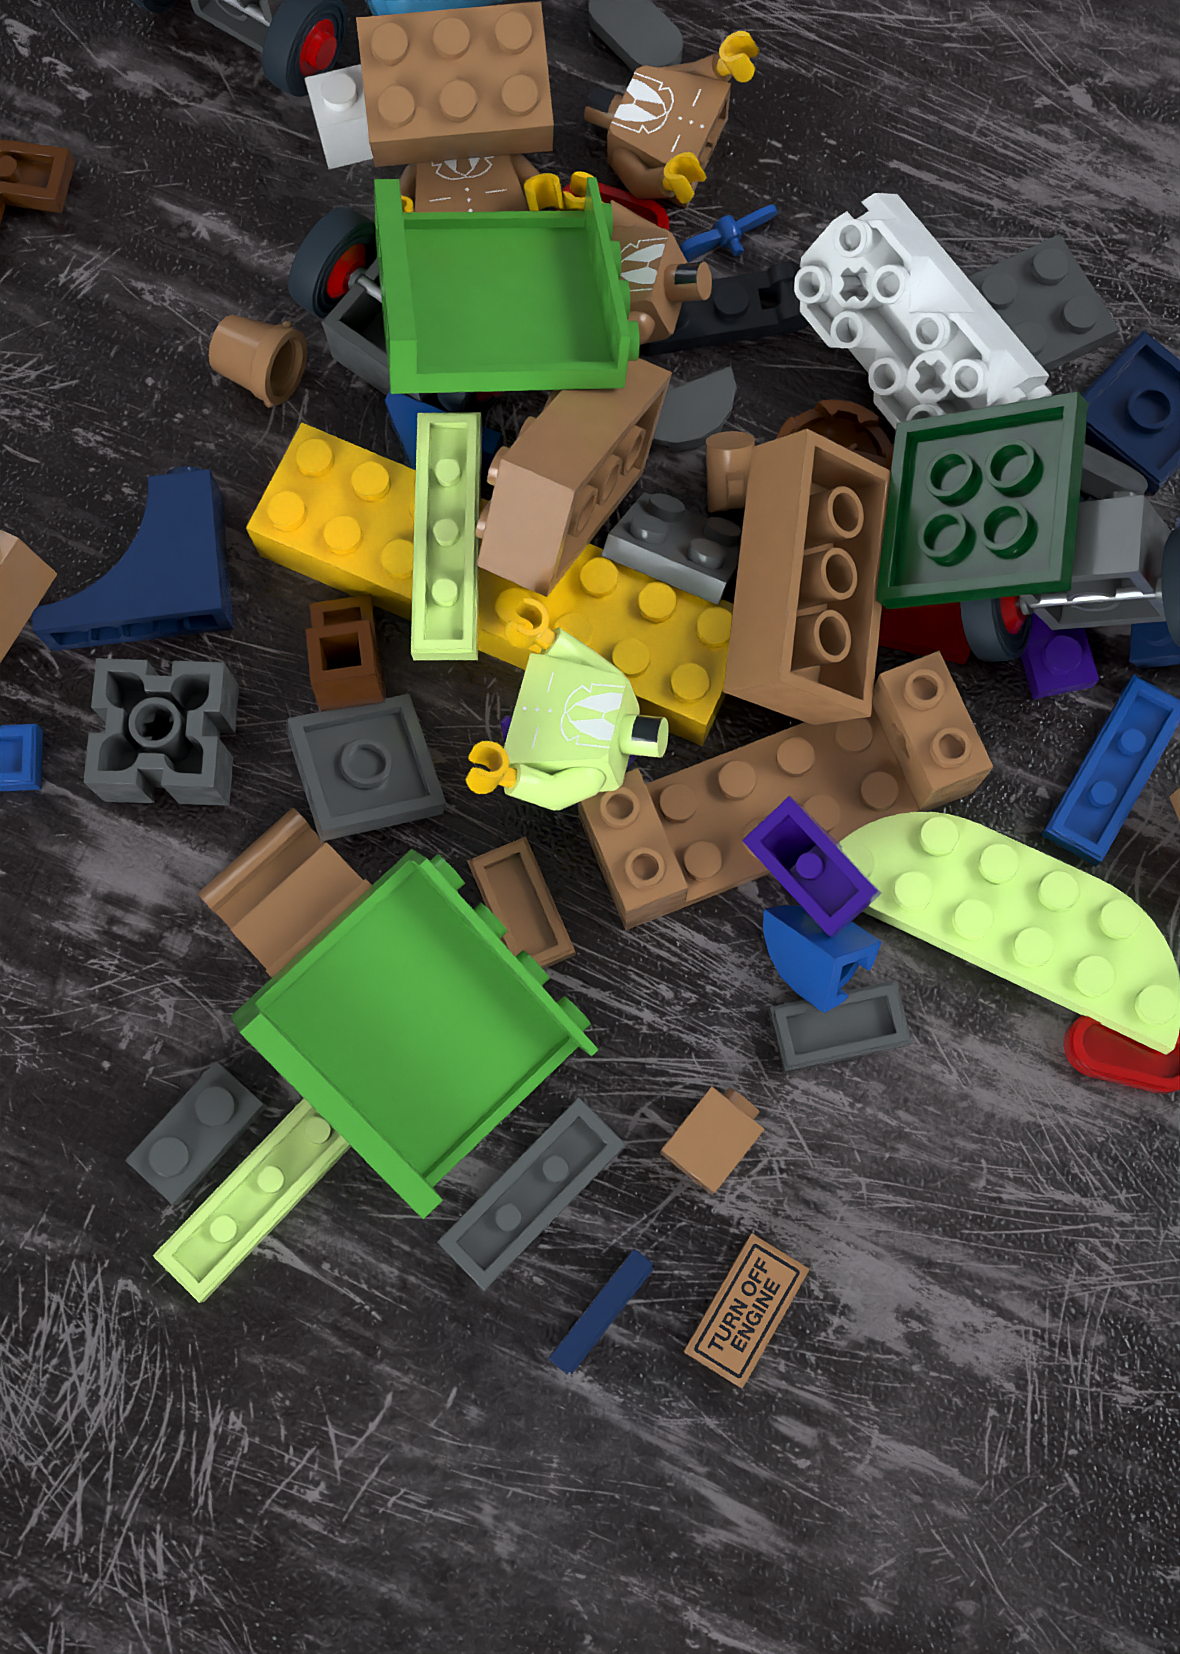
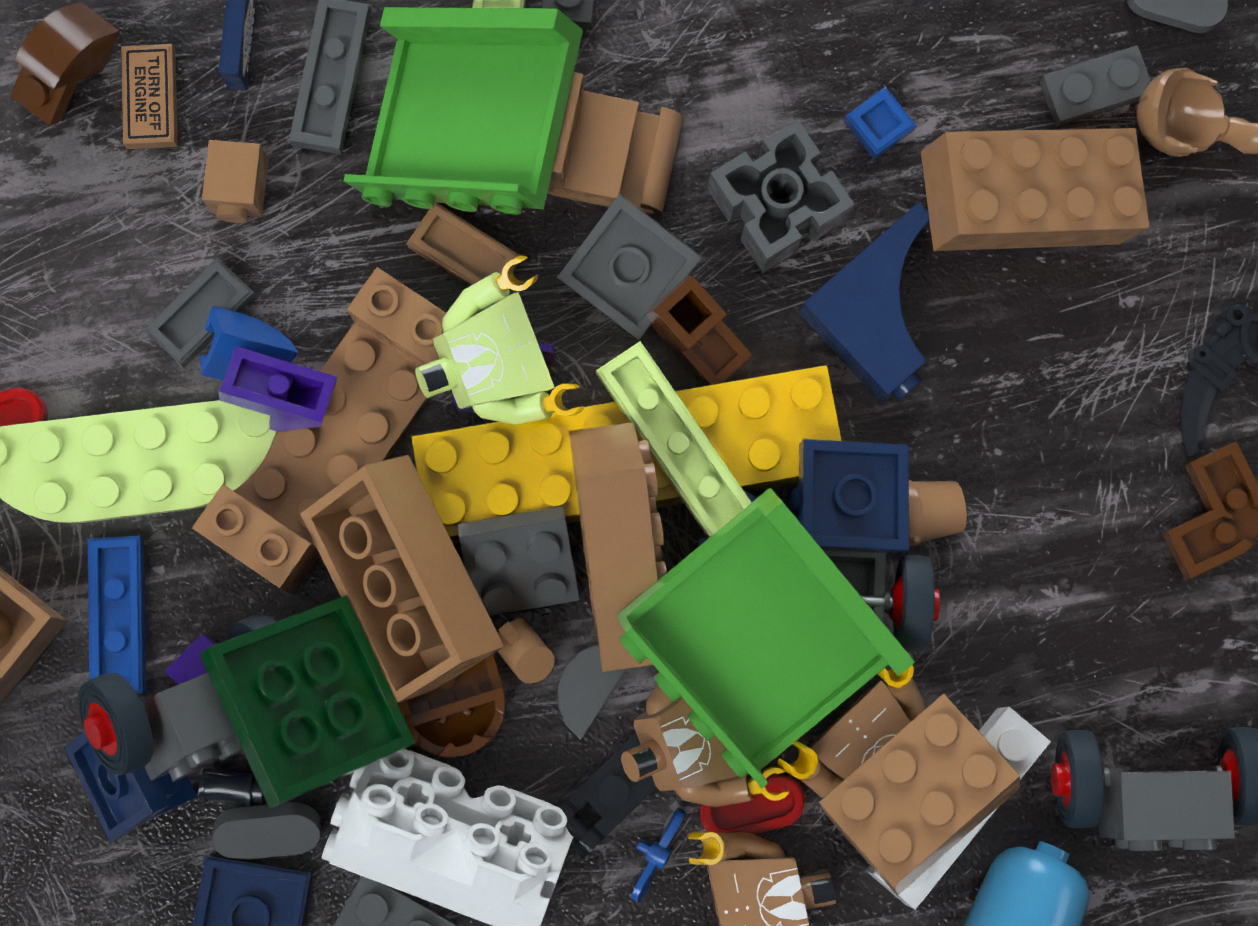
camera: 140 degrees right, 5 degrees up
(317, 382) = (853, 495): none -> dark blue bracket
(819, 1413) = (58, 54): none -> reddish brown brick

